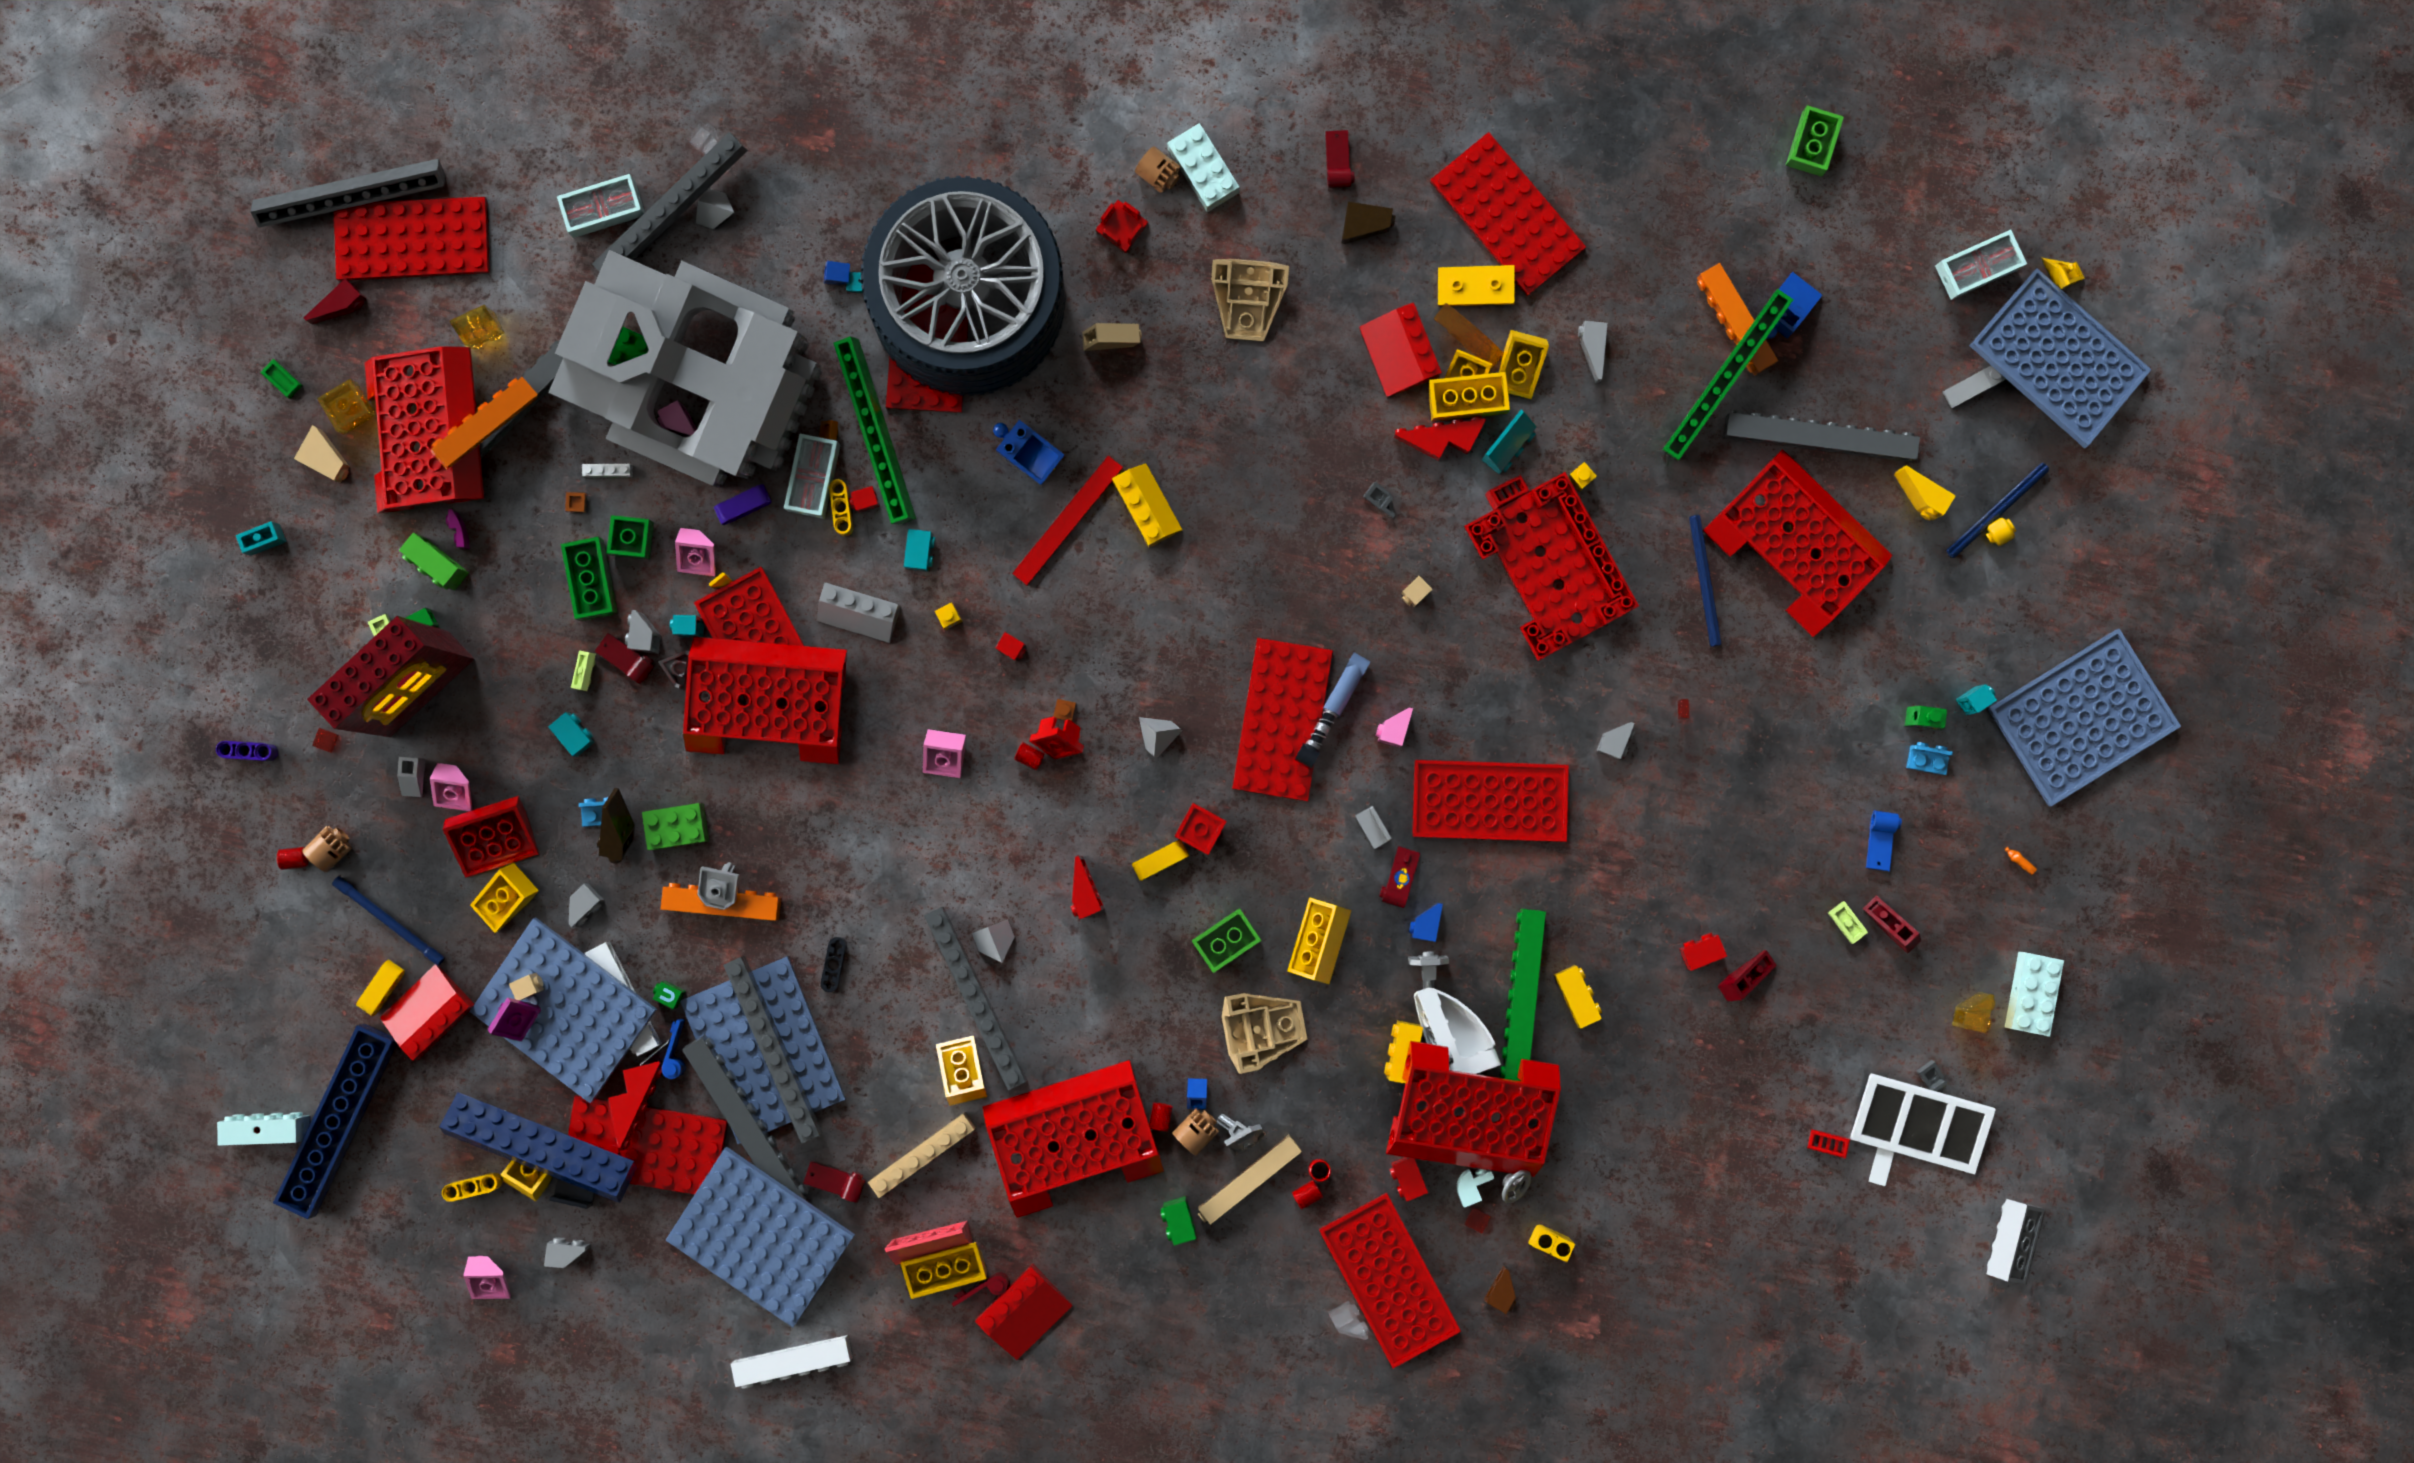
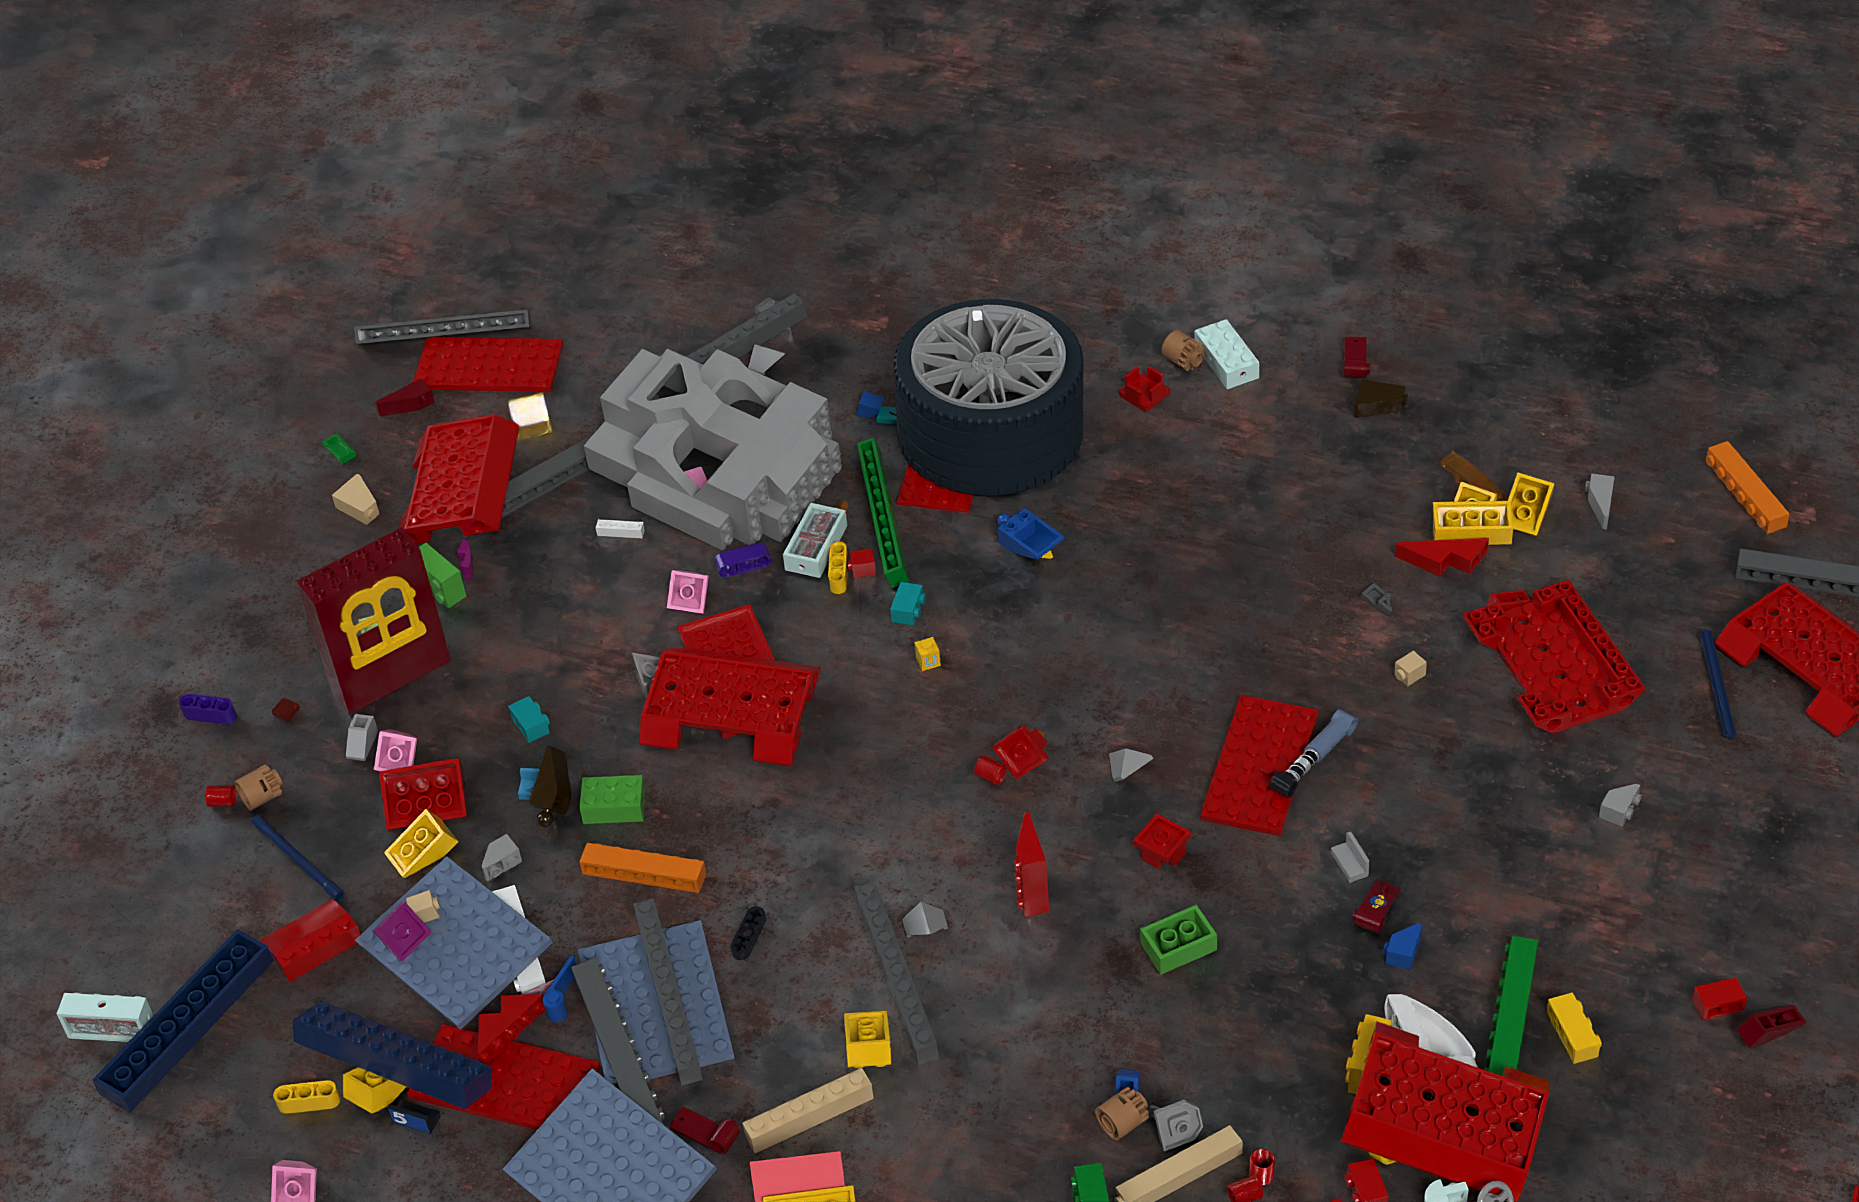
camera: 10 degrees right, 40 degrees down
(261, 538) = (280, 550): teal brick -> none
(346, 406) = (392, 465): clear yellow brick -> none
(380, 988) = (270, 911): yellow beam -> none
(484, 423) = (517, 468): orange brick -> none
(562, 1253) = (387, 1170): light grey slope -> none
(576, 502) = (583, 548): dark orange plate -> none
(583, 670) = (557, 667): yellowish green plate -> none
(589, 578) = (580, 600): green brick -> none
(601, 205) = (679, 338): brick -> none
(625, 659) = (599, 668): dark red door -> none
(630, 537) = (629, 572): green brick -> none
(642, 634) = (620, 643): light grey slope -> none
(668, 994) = (567, 941): green brick -> none
(687, 626) = (665, 634): teal brick -> none
(718, 887) = (644, 841): light grey piece -> none
(720, 581) = (706, 611): yellow slope -> none
(857, 612) = (837, 645): light grey slope -> none
(943, 753) = (901, 762): bright pink slope -> none
(1011, 647) = (985, 682): red brick -> none
(1063, 1115) = (983, 1120): red slope -> none
(1067, 520) = (1058, 595): red tile -> none
(1111, 336) = (1122, 460): tan slope -> none
(1147, 504) = (1139, 586): yellow slope -> none
(1160, 859) = (1115, 868): yellow beam -> none
(1160, 1116) = (1083, 1099): red piece -> none
(1248, 295) = (1259, 441): tan wedge -> none
(1261, 1029) = (1207, 1025): tan wedge -> none
(1319, 940) = (1282, 952): yellow slope -> none
(1394, 729) = (1379, 770): bright pink slope -> none
(1400, 350) = (1406, 488): red slope -> none
(1428, 966) = (1403, 975): light grey piece -> none
(1476, 285) = (1487, 447): yellow plate -> none
(1490, 800) = (1480, 846): red plate -> none
(1507, 213) = (1518, 405): red plate -> none
(1510, 443) = (1511, 557): teal slope -> none
(1582, 476) = (1588, 589): yellow brick -> none
(1683, 708) = (1694, 783): clear red tile -> none
(1727, 374) = (1735, 515): green brick -> none
(1804, 300) = (1798, 481): blue slope -> none
(1814, 141) = (1820, 365): bright green brick -> none

